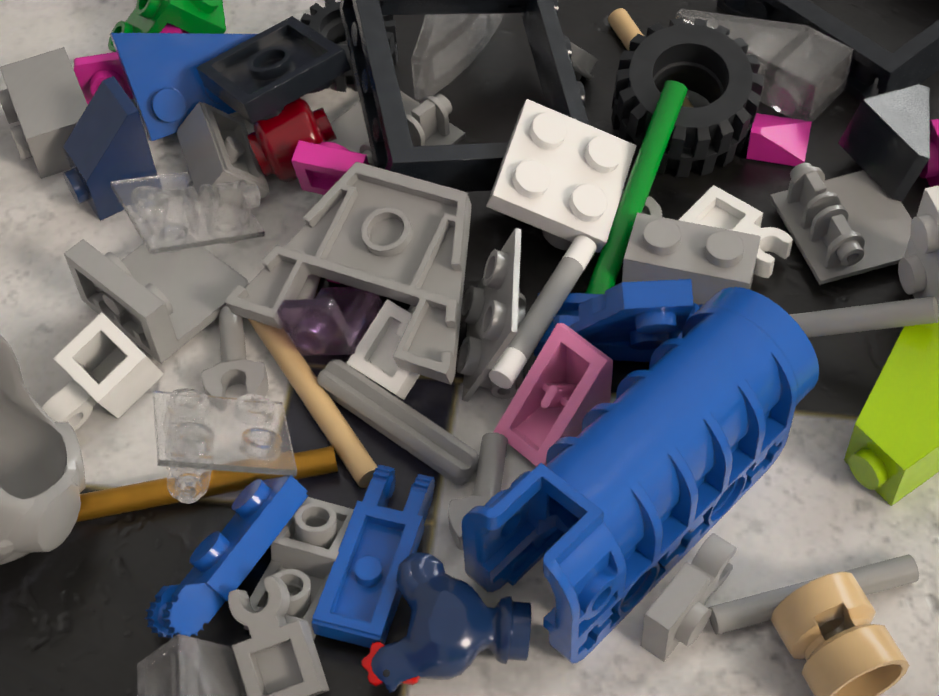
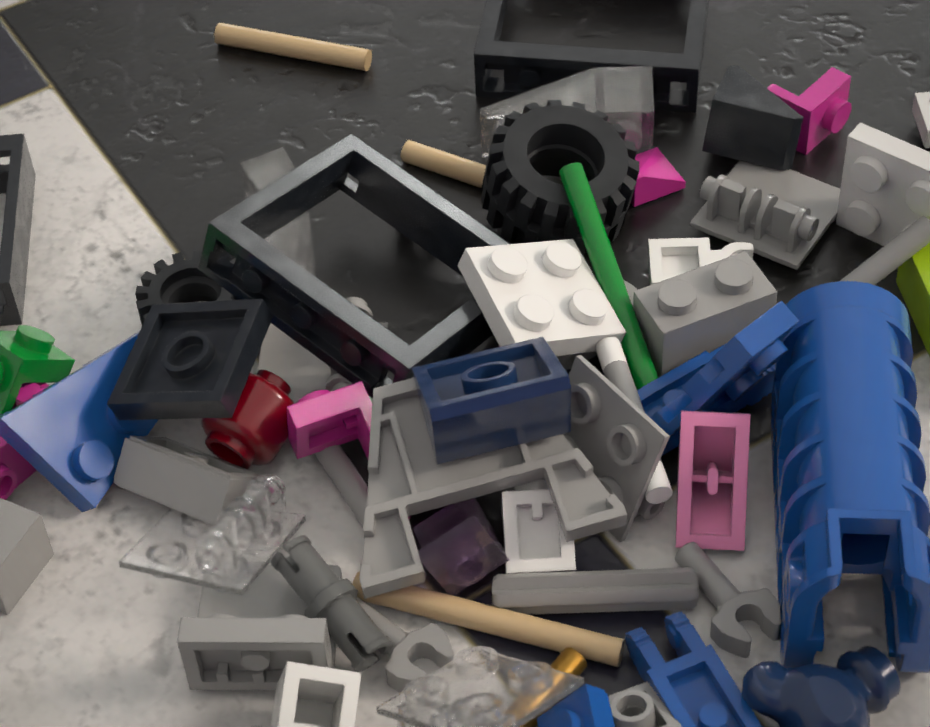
camera: 40 degrees left, 5 degrees down
(106, 148) = (89, 531): dark blue slope -> none
(203, 300) = (331, 599): none -> dark grey pin
(413, 218) = (494, 399): none -> dark blue slope

